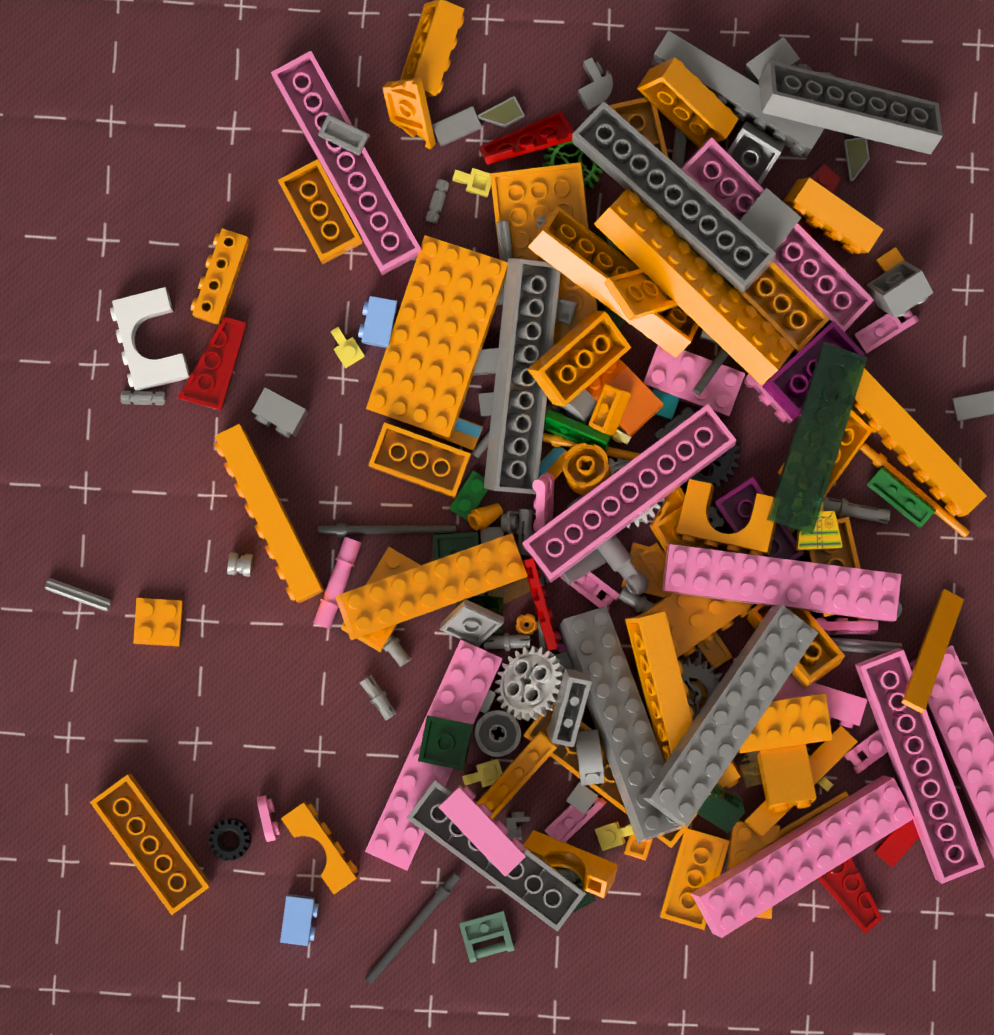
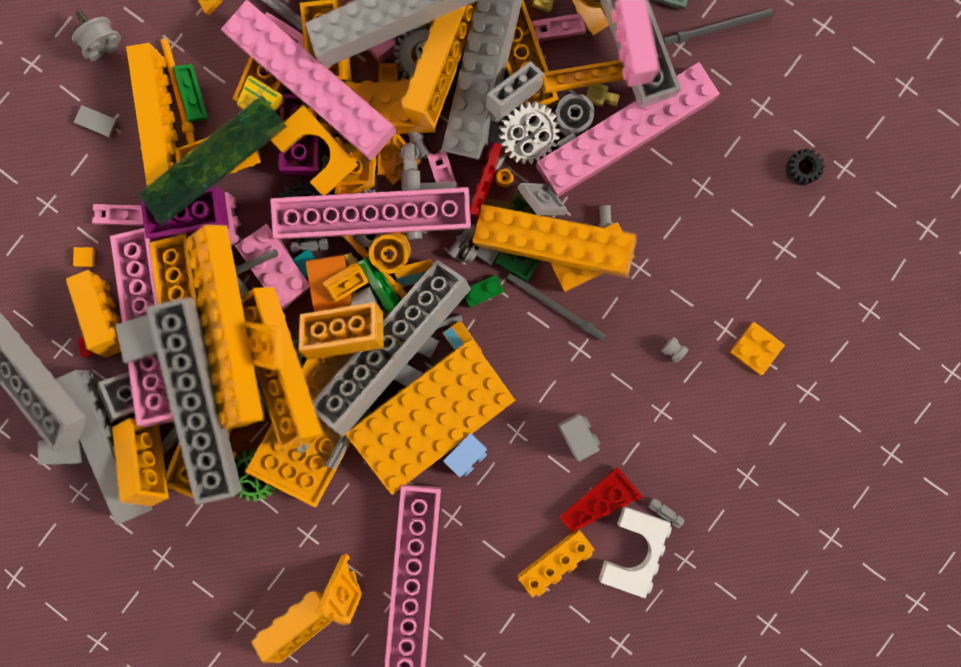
camera: 145 degrees left, 0 degrees up
(78, 594) = (801, 405): light grey axle -> none
(151, 843) = (863, 197): light orange brick -> none
(265, 808) = (772, 156): bright pink plate -> none
(269, 513) = (632, 370): light orange brick -> none
(298, 920) = (793, 82): light blue brick -> none
(303, 822) = (746, 143): light orange arch -> none
(320, 211) = (454, 562): light orange brick -> none
(337, 582) = (615, 292): bright pink piece -> none
(343, 134) = (400, 607): light grey tile -> none
(348, 350) = (501, 449): light yellow plate -> none
(378, 697) = (639, 195): light grey pin -> none
(419, 460) = (502, 337): light orange brick -> none
(437, 201) = (367, 513): light grey axle -> none
(445, 742) = (616, 127): dark green plate -> none
(456, 126) = (318, 557): light grey tile -> none
(477, 182) = (329, 508): light yellow plate -> none
(484, 516) = (483, 269): light orange cone -> none
(503, 113) = (278, 544): olive tile -> none
(507, 642) = (524, 173): light grey pin -> none
(515, 831) = (602, 50): light grey bracket -> none
(533, 137) = (265, 512): red wing -> none
(544, 500) = (436, 249): bright pink plate -> none
(565, 311) = (328, 372): light grey tile -> none
(581, 798) = (546, 34): light grey tile -> none
(589, 757) = (523, 49): light grey brick -> none
(599, 88) = (201, 515): light grey brick -> none
(844, 508) = (222, 100): light grey pin -> none
(856, 156) = (56, 347): olive tile -> none
(900, 289) = (86, 232): light grey brick -> none

